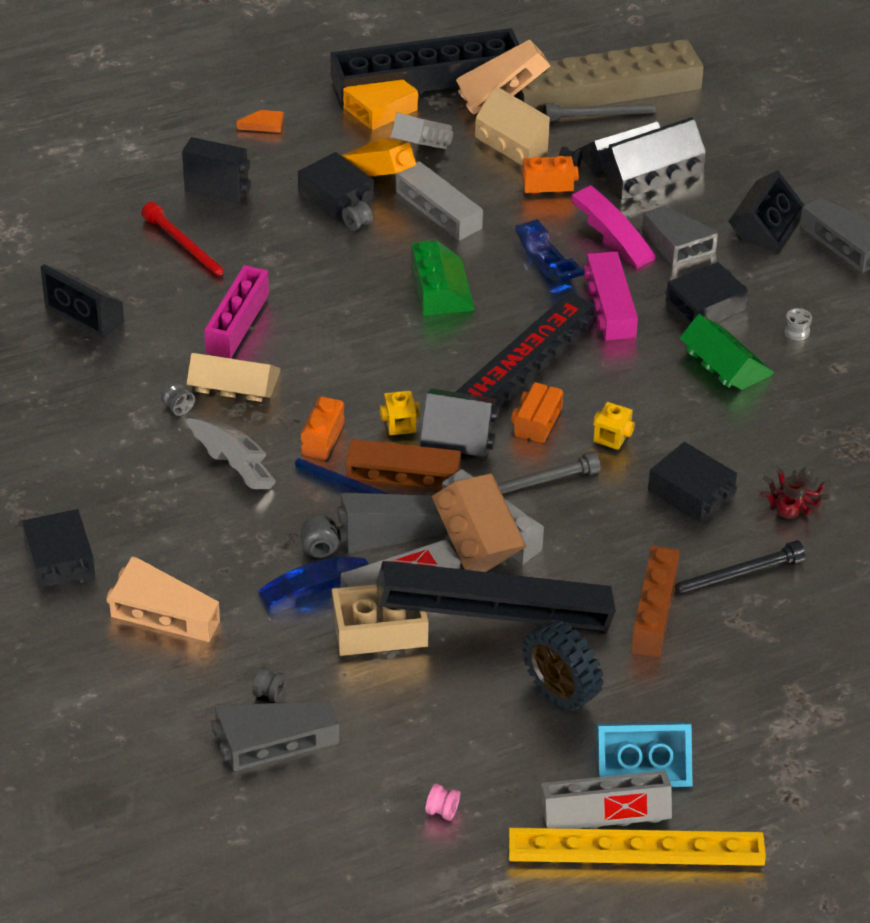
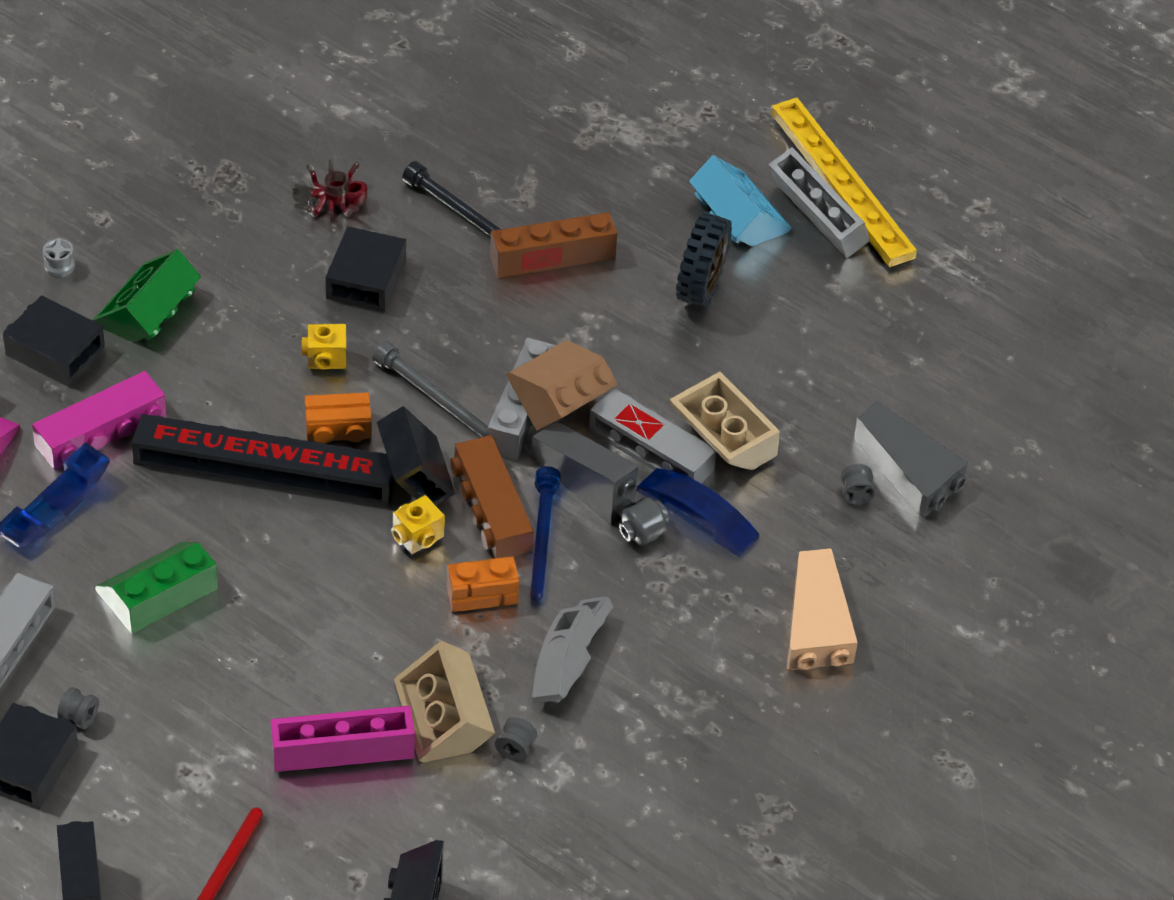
camera: 120 degrees left, 5 degrees up
(58, 548) = (810, 736): black brick -> none
(442, 802) = (895, 313): bright pink wheel -> none
(494, 595) = (652, 338): black brick -> none

